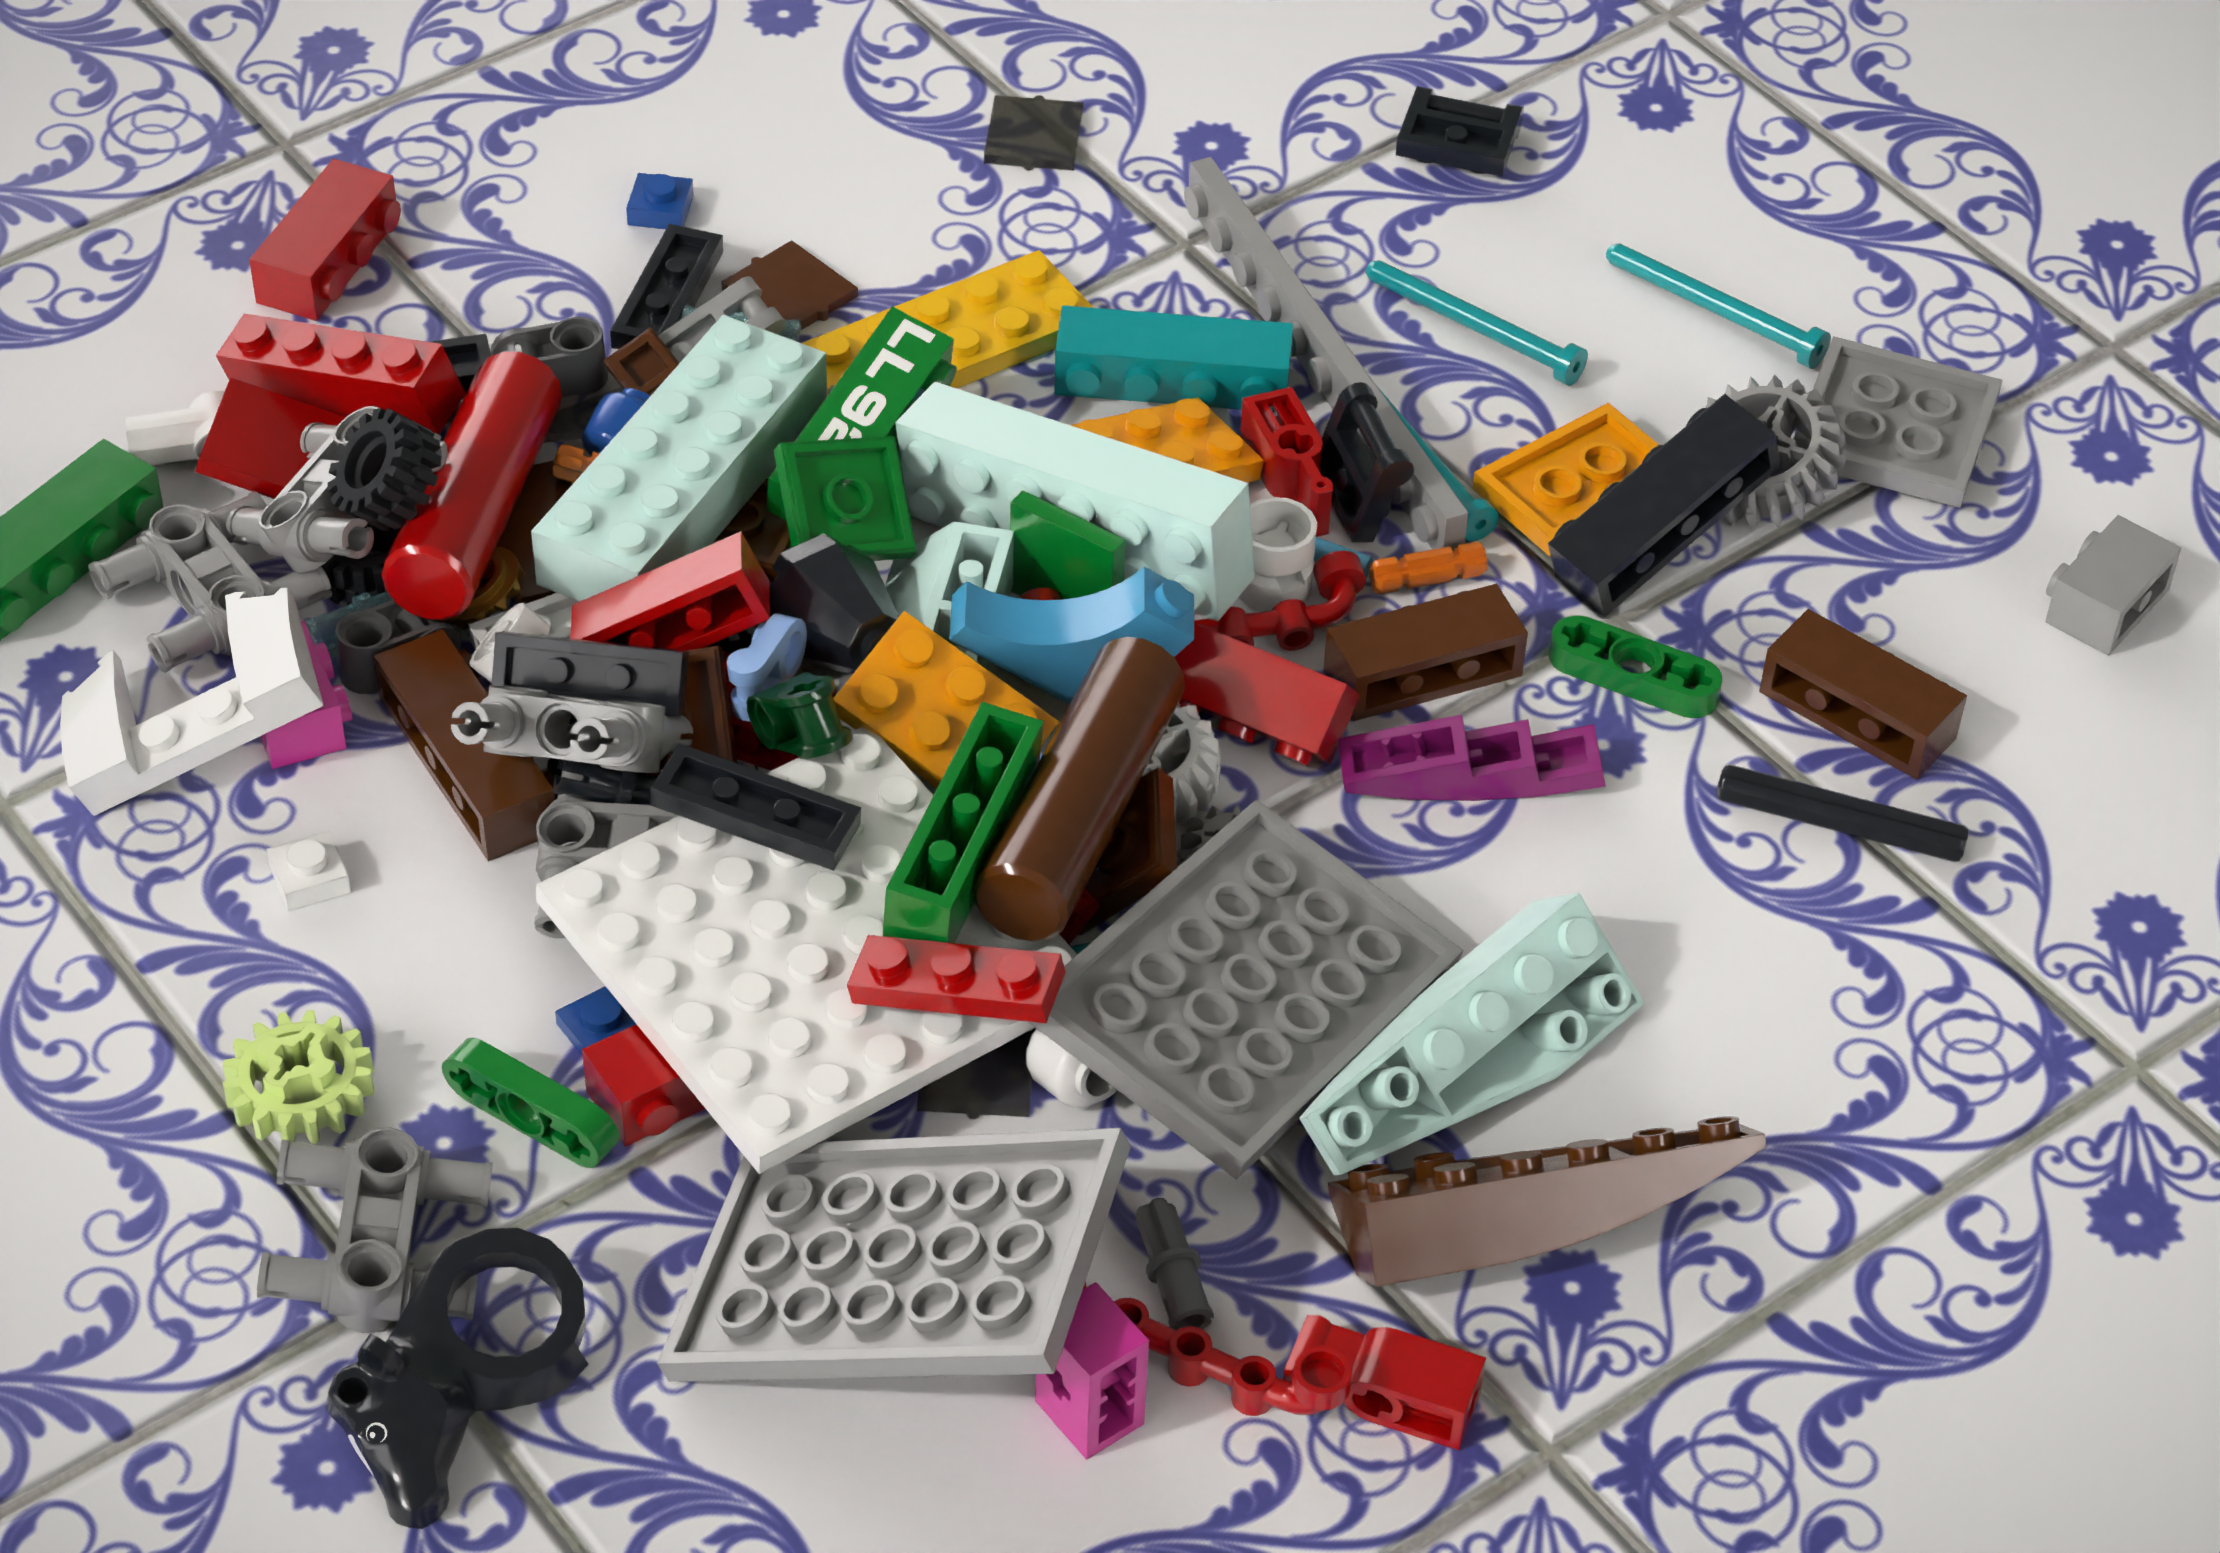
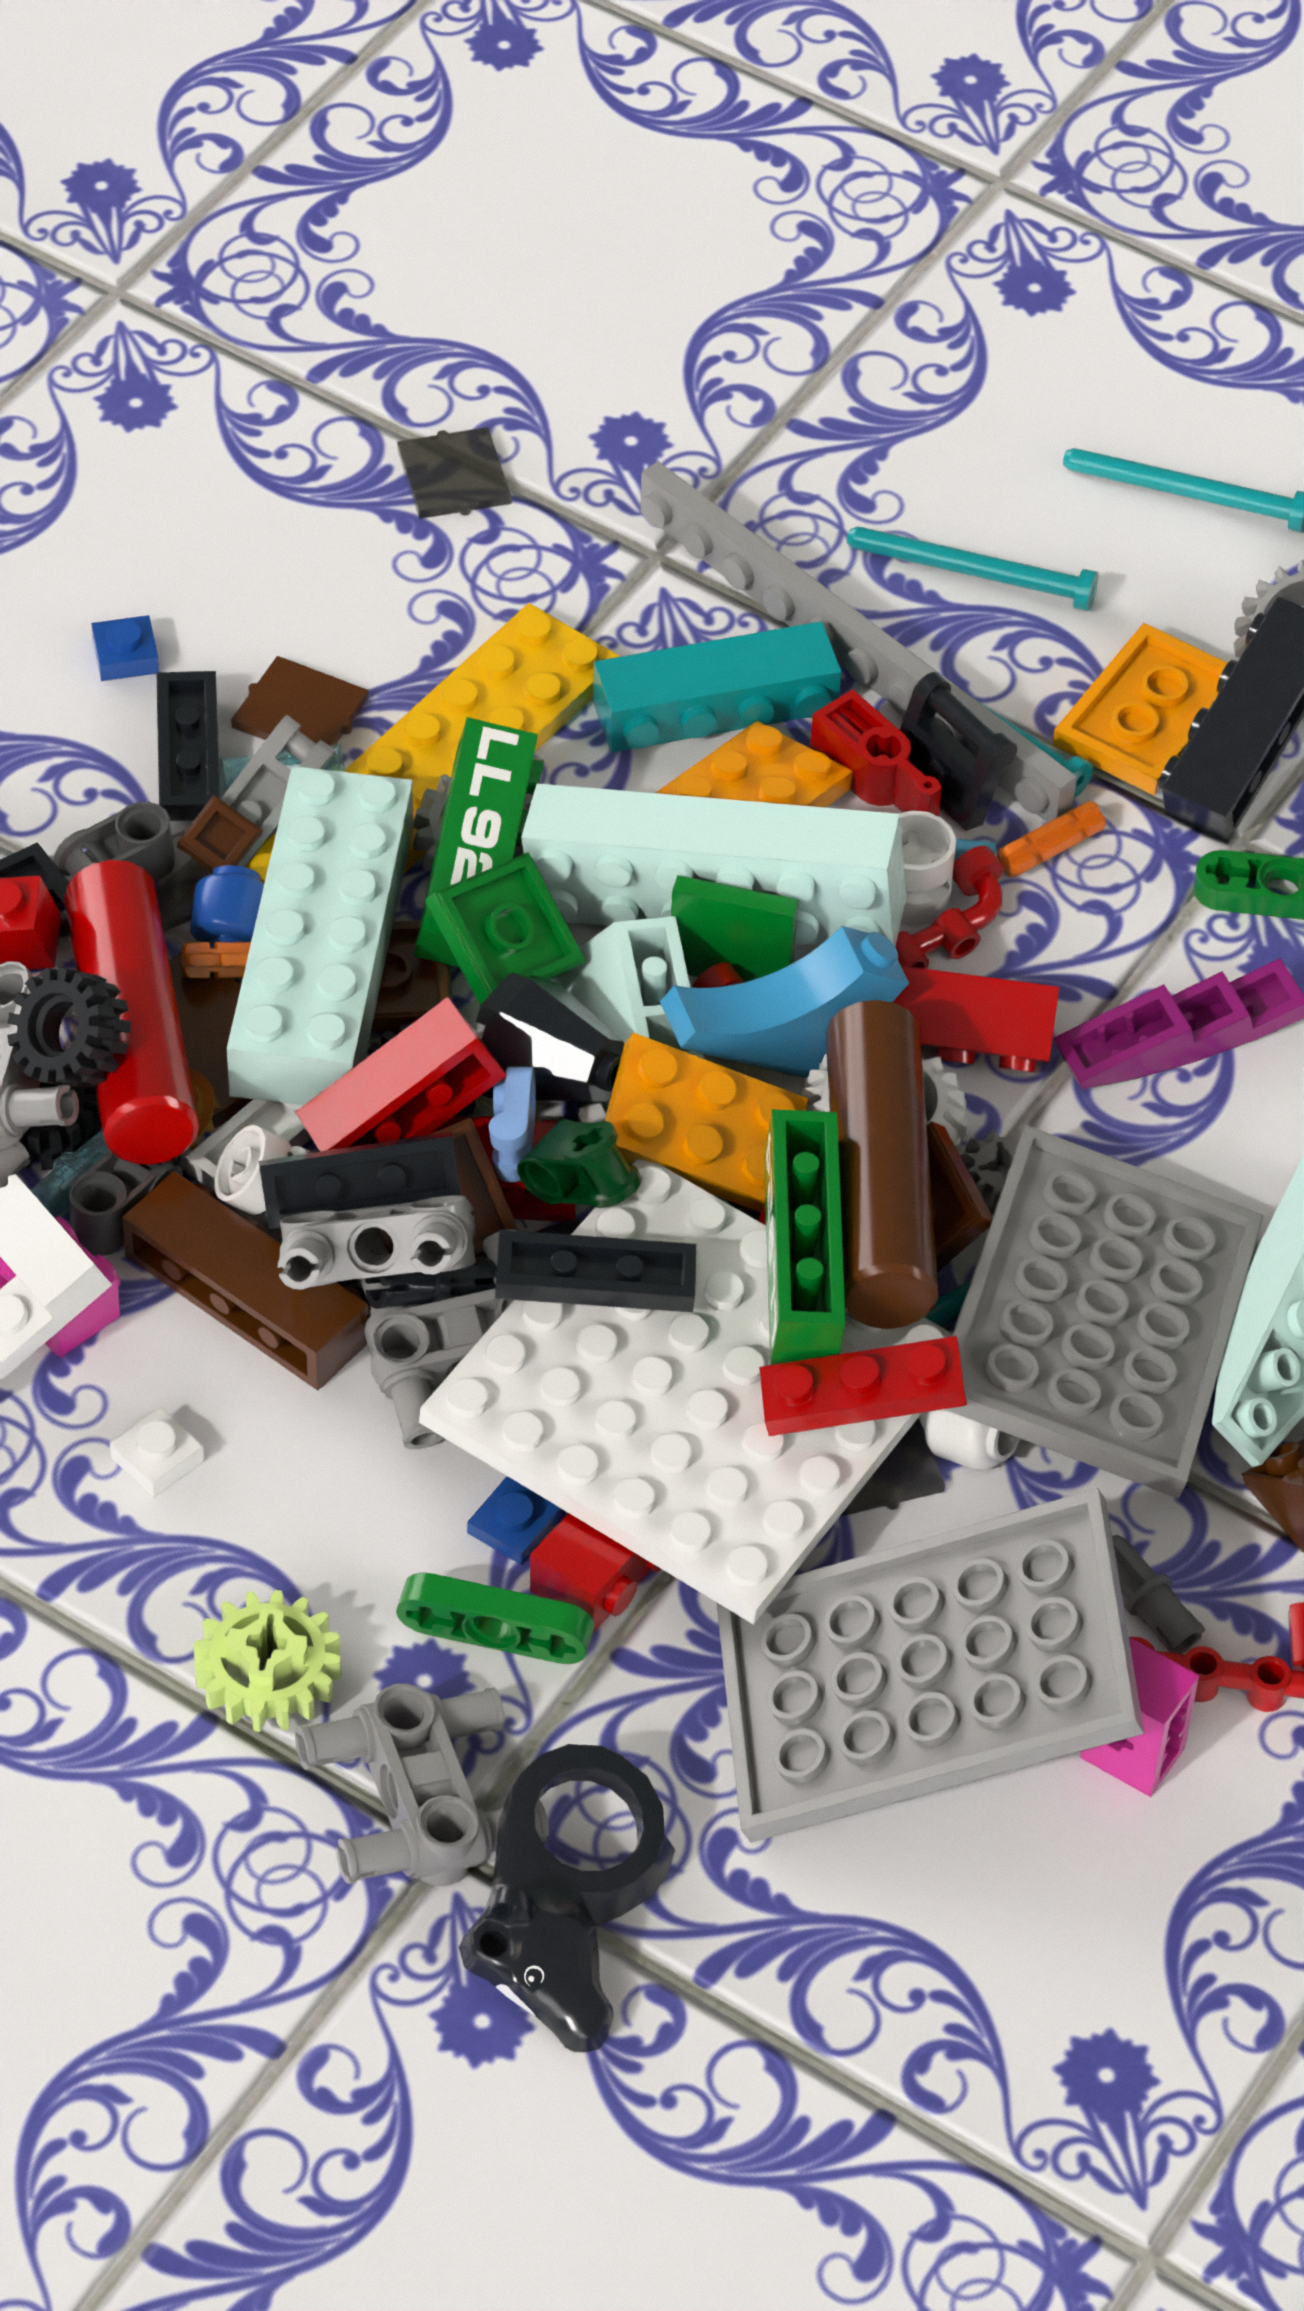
camera: 20 degrees left, 5 degrees up
(1427, 650) = (1094, 924): reddish brown brick -> none
(1459, 132) = (868, 366): black plate -> none

